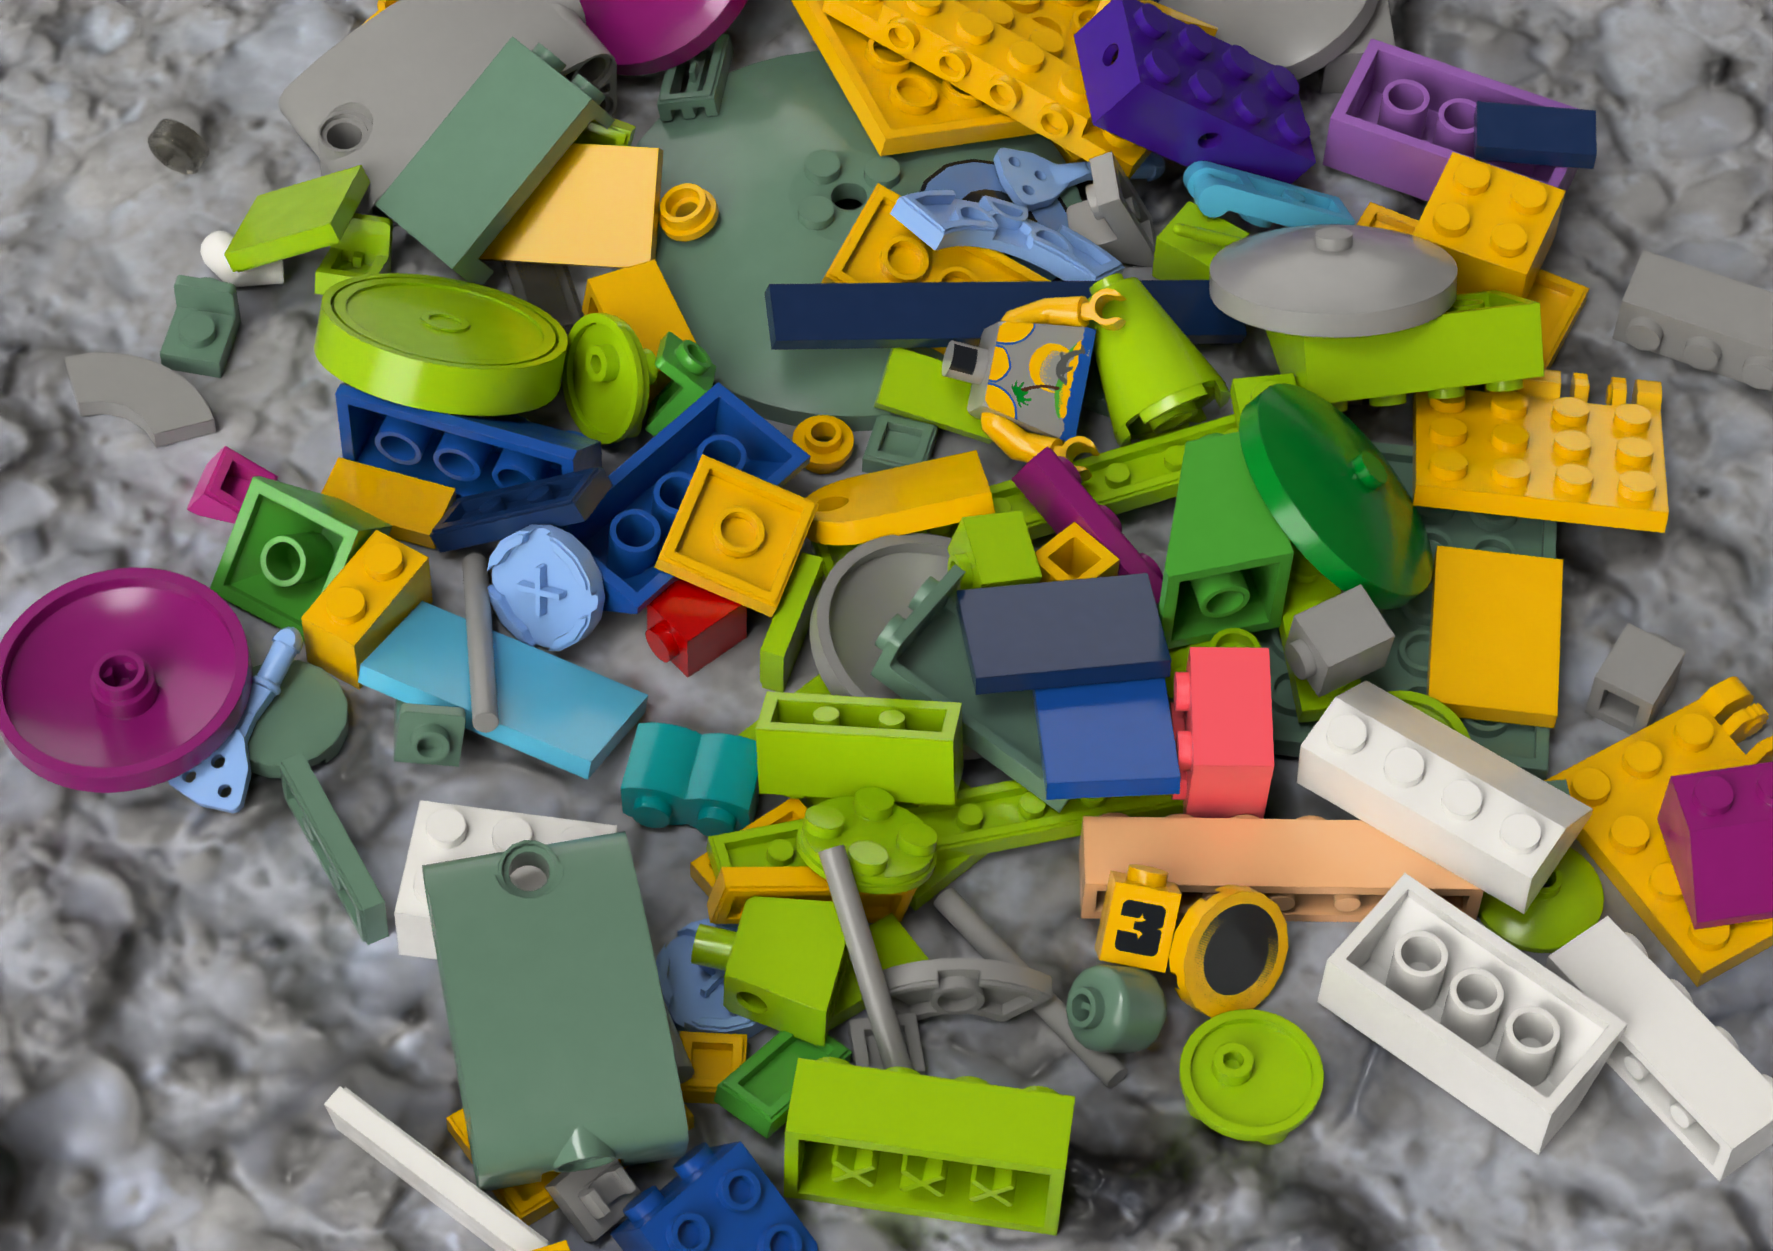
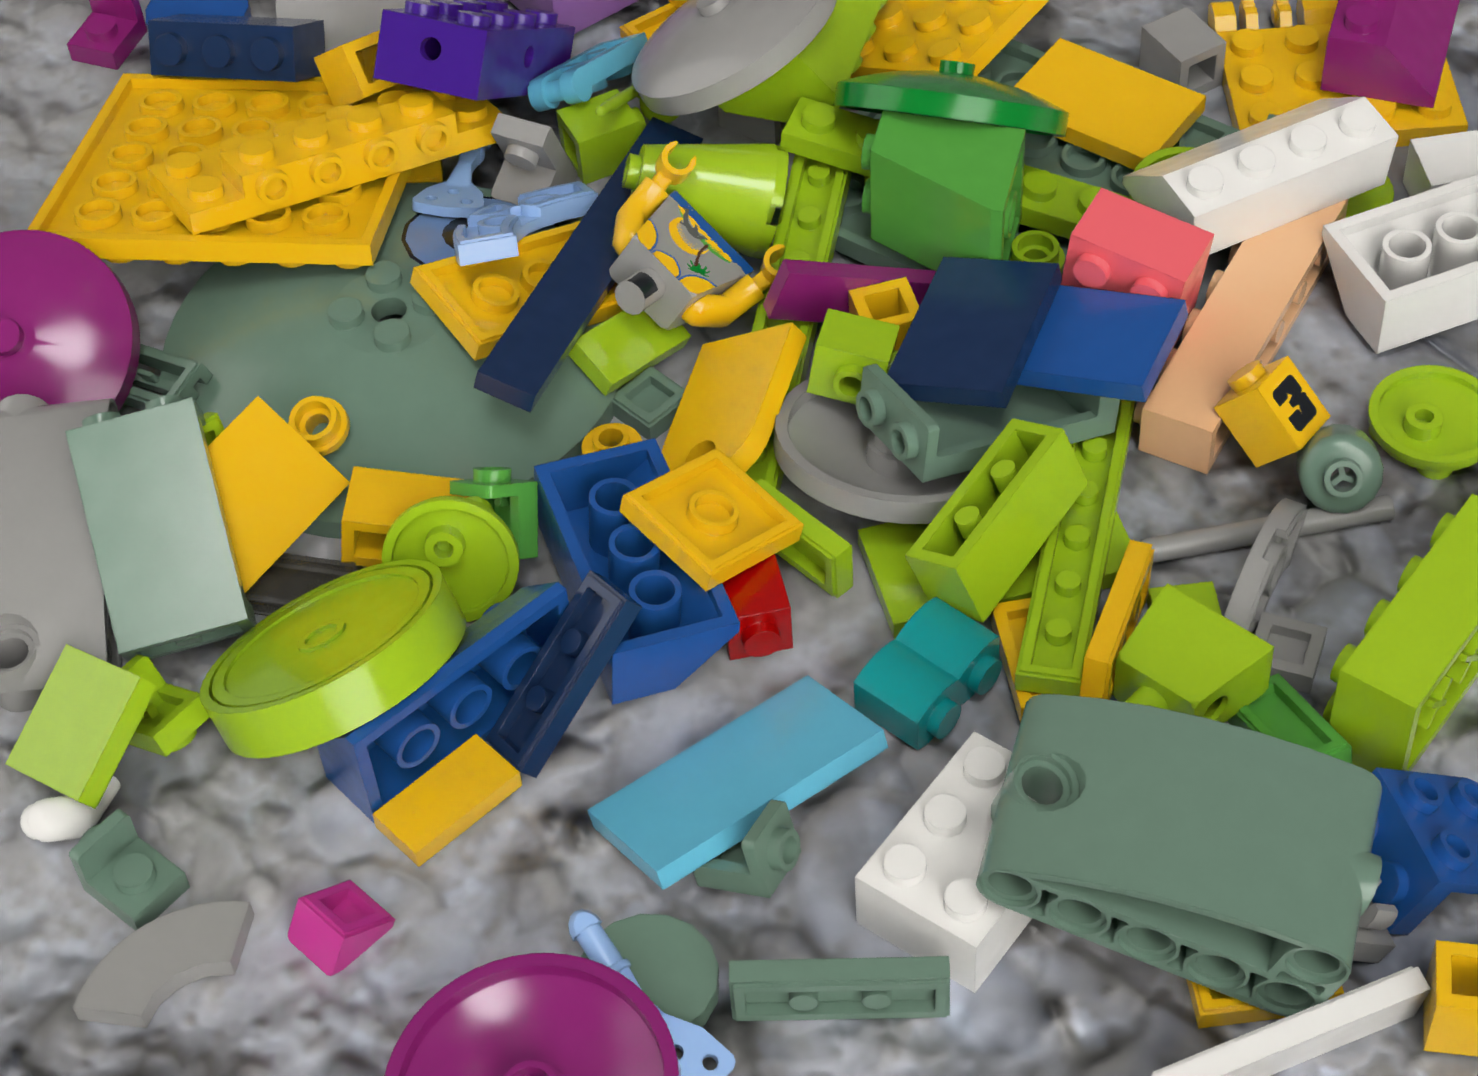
camera: 55 degrees left, 5 degrees down
(288, 549) = (478, 888): bright green slope -> none
(365, 605) = (577, 848): yellow brick -> none
(480, 643) = (683, 771): light grey bar -> none
(546, 587) = (657, 692): light blue tile -> none
(864, 957) = (1235, 602): light grey bar -> none
(883, 841) = (1103, 551): lime piece -> none
(1229, 951) = (1325, 371): tile -> none
(1338, 641) = (1094, 156): light grey brick -> none

